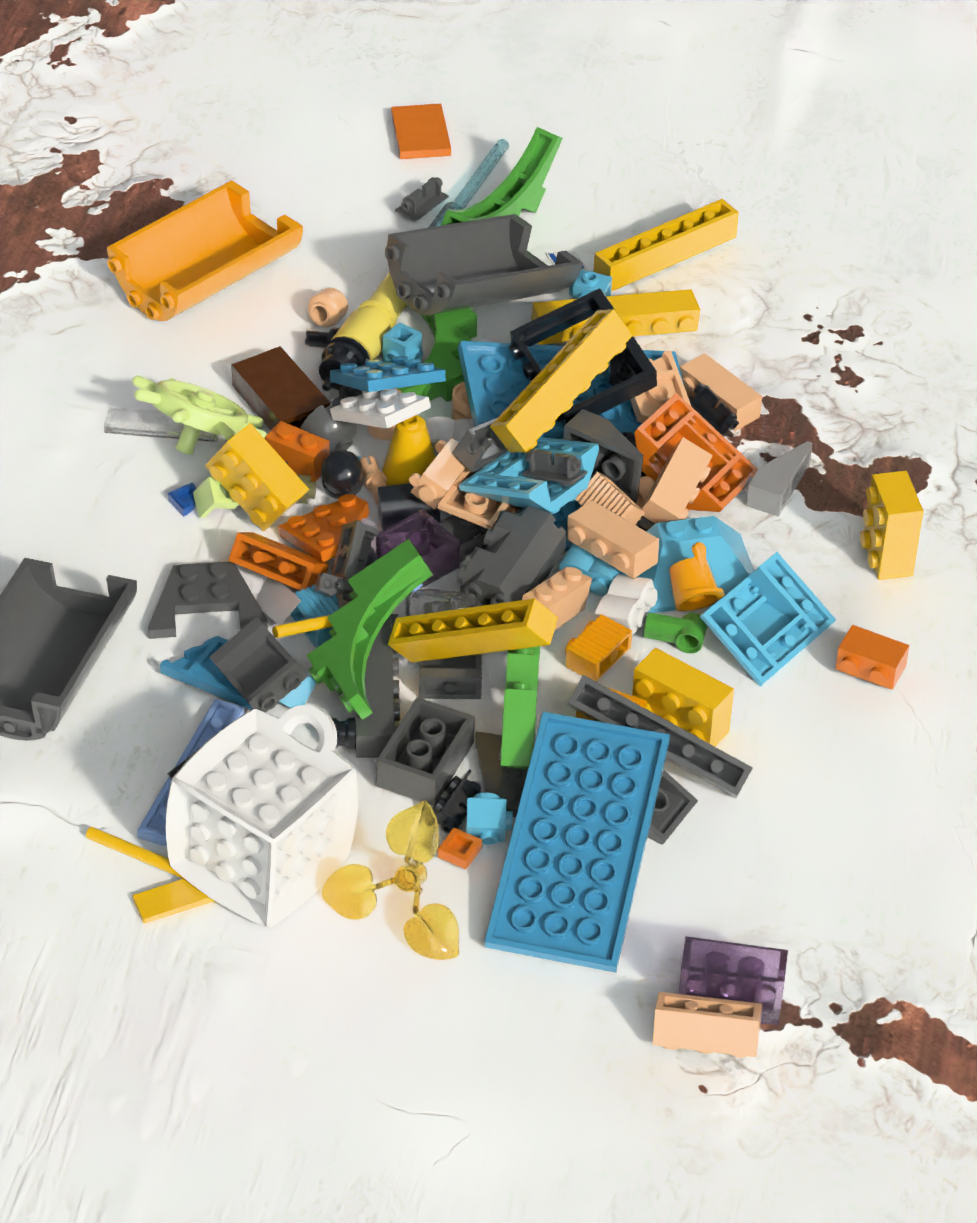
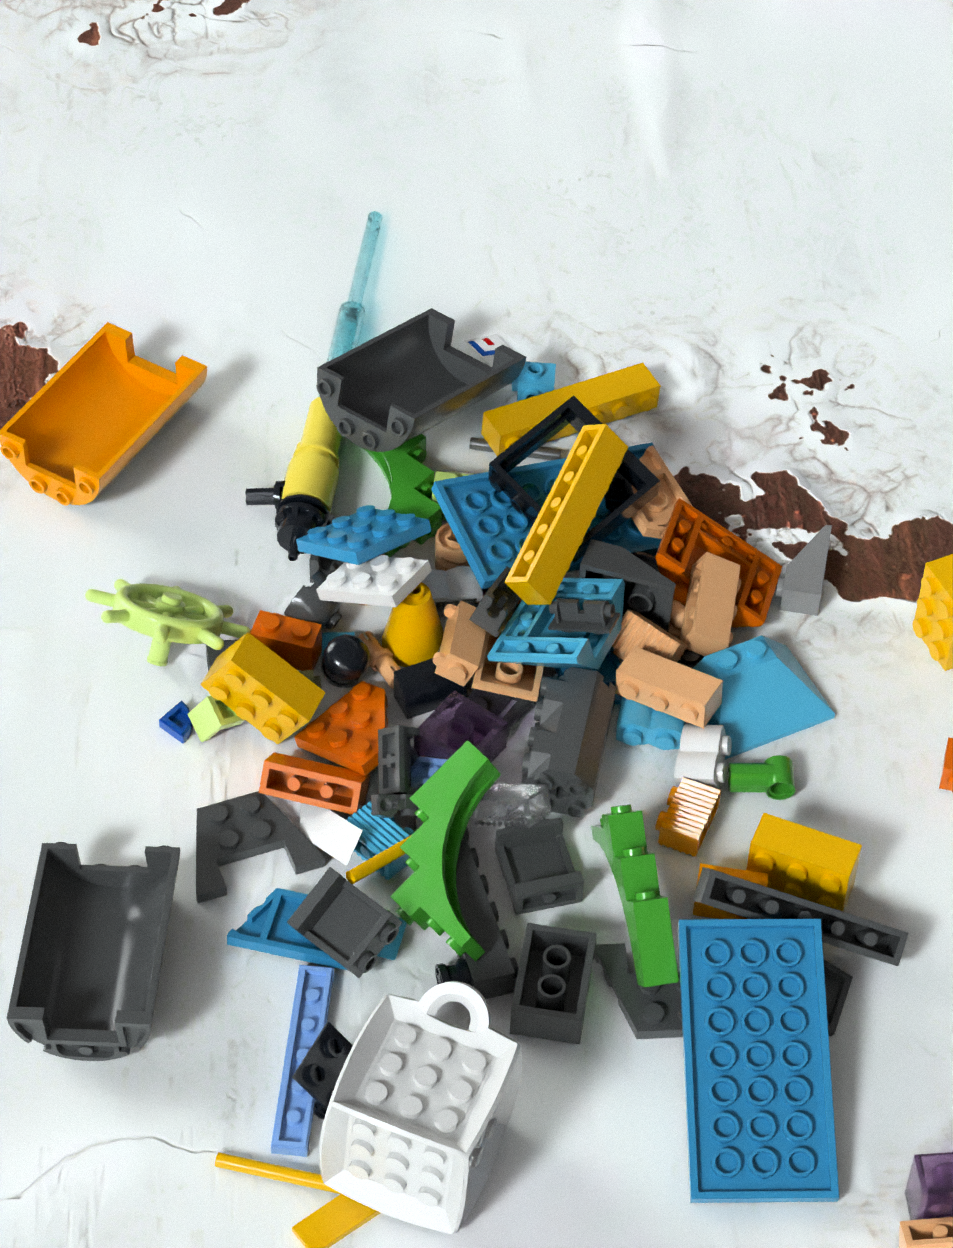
camera: 15 degrees left, 5 degrees up
(147, 423) = (98, 637): clear tile -> none
(276, 388) = (240, 570): reddish brown brick -> none
(327, 307) = (256, 455): light nougat head -> none
(352, 894) = (593, 1104): clear yellow plant -> none
(402, 342) = (357, 489): medium azure brick -> none
(420, 131) = (280, 215): orange tile -> none
(422, 201) = (313, 302): dark grey hinge -> none
(447, 810) = (602, 1024): black hinge -> none
(459, 848) = (625, 1091): orange plate -> none
(473, 630) = (572, 837): yellow brick -> none
(488, 818) = (645, 1050): medium azure brick -> none
(520, 188) = (417, 278): bright green arch -> none
(563, 594) = (629, 770): light nougat brick -> none
(667, 244) = (597, 310): yellow brick -> none
(693, 582) = (767, 718): light orange hat -> none
(721, 418) = (723, 512): black hinge -> none
(731, 390) = (712, 479): light nougat brick -> none
(768, 618) = (852, 744): medium azure slope -> none

